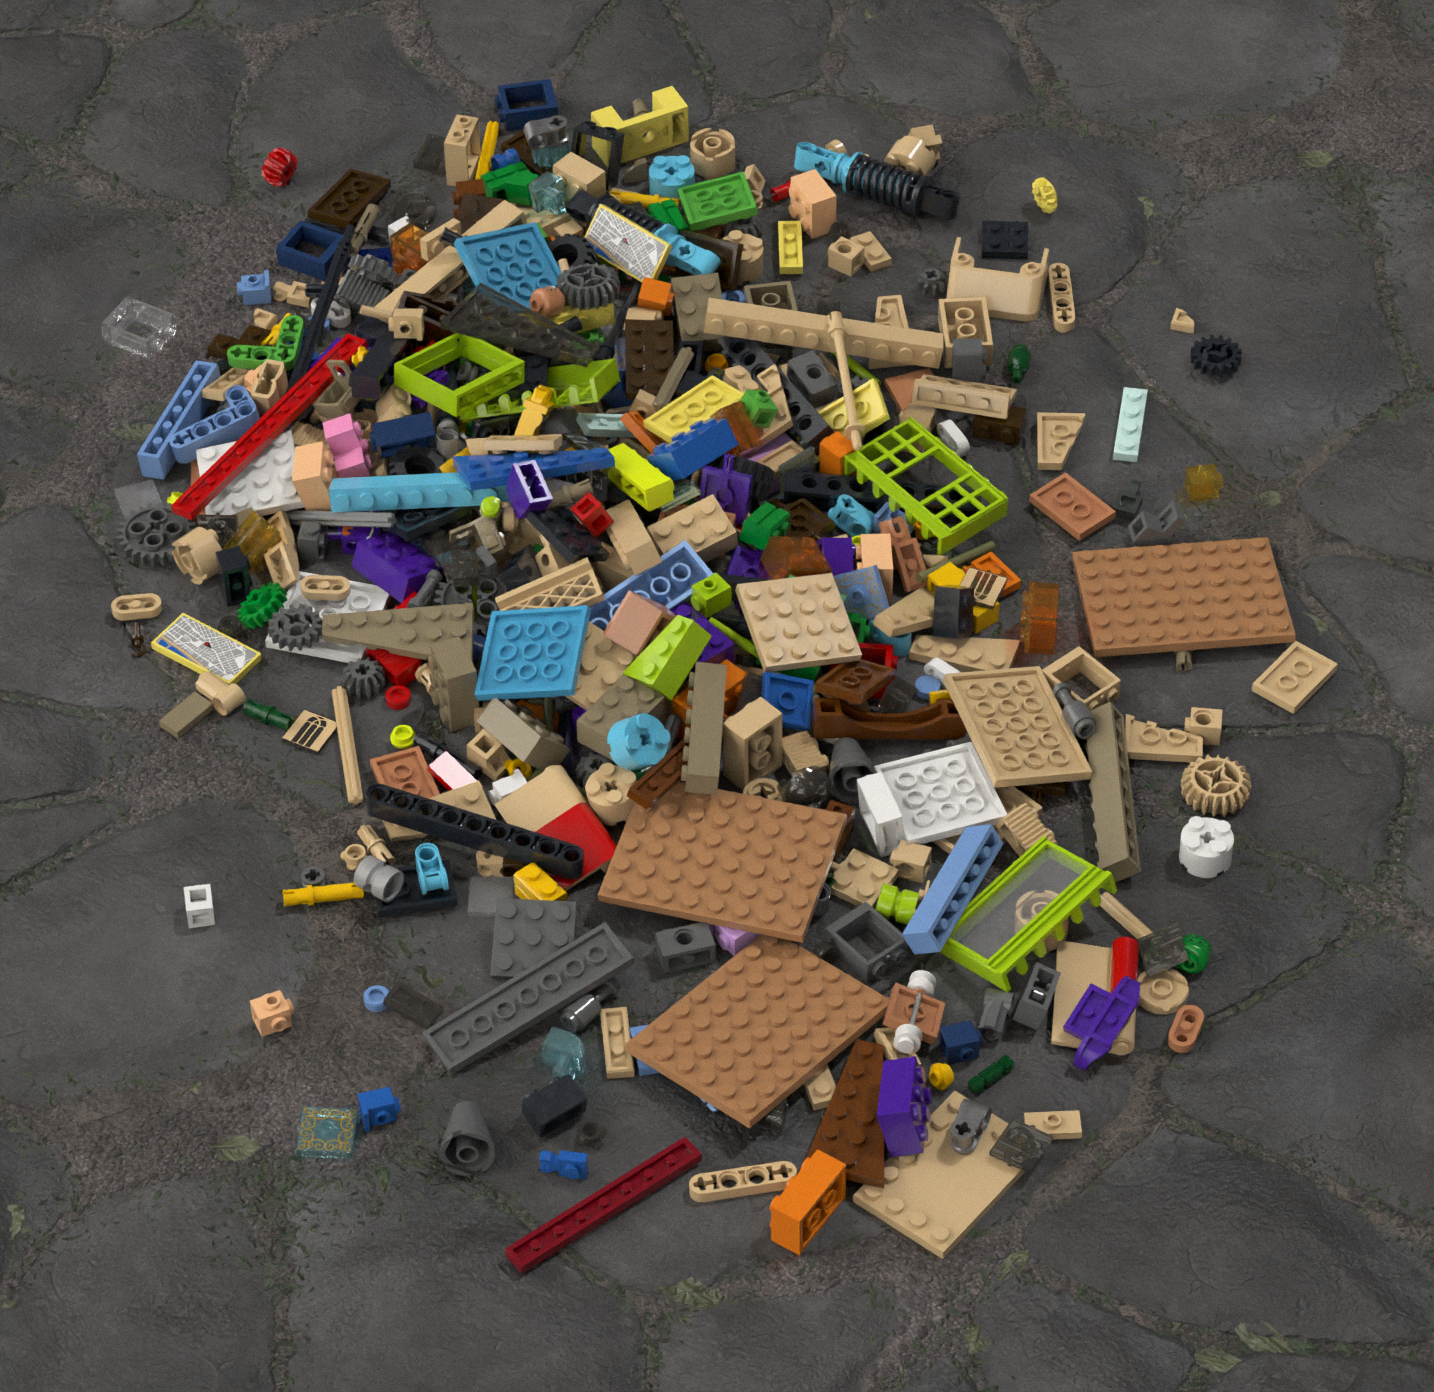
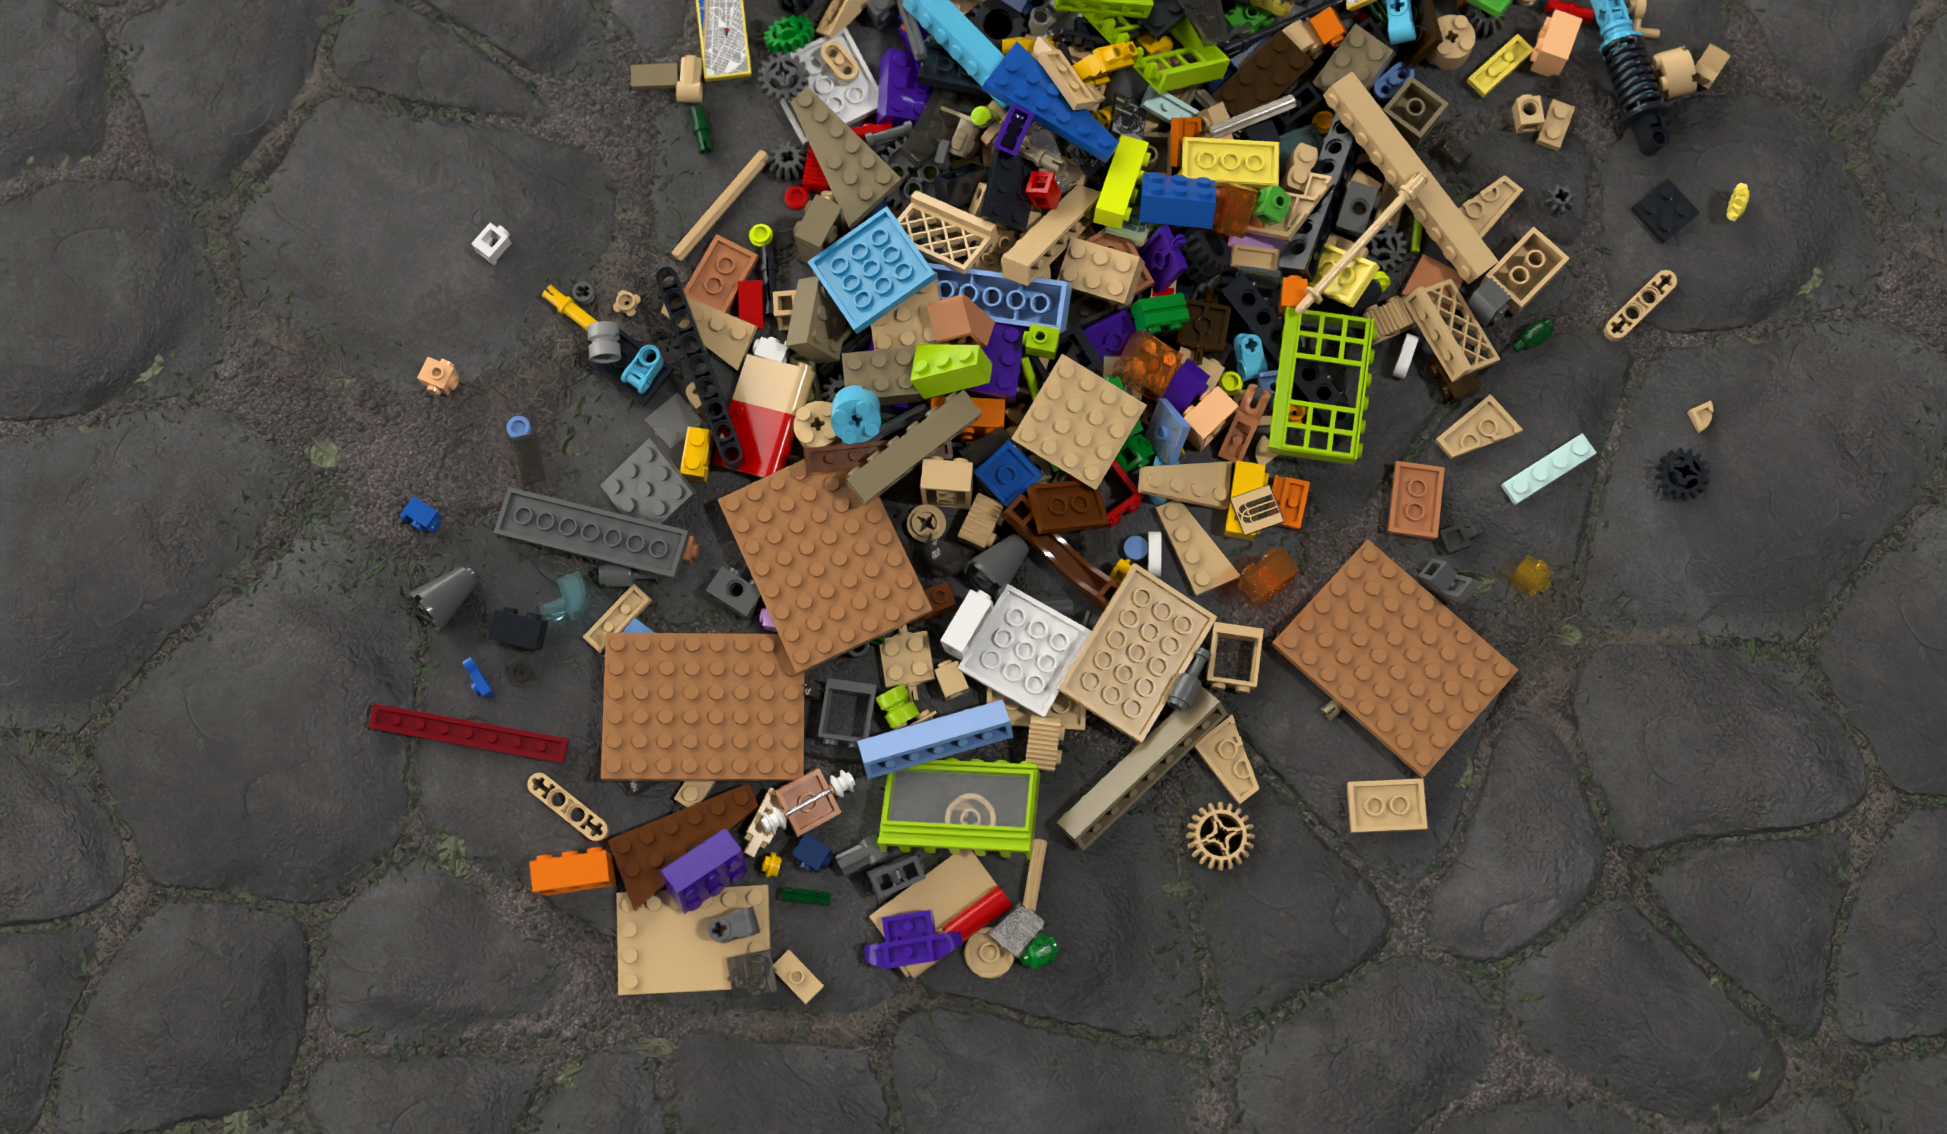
camera: 50 degrees right, 30 degrees up
(310, 732) = (713, 169): piece -> none
(327, 1132) = (379, 499): clear light blue plate -> none
(375, 845) = (645, 308): tan axle -> none
(953, 611) = (1212, 511): black brick -> none
(958, 560) = (1278, 465): olive bar -> none
(1006, 293) = (1590, 257): tan windscreen -> none
(1185, 1031) = (964, 1000): nougat plate -> none
(1205, 723) = (1273, 791): tan brick -> none
(1206, 846) = (1155, 865): white brick -> none

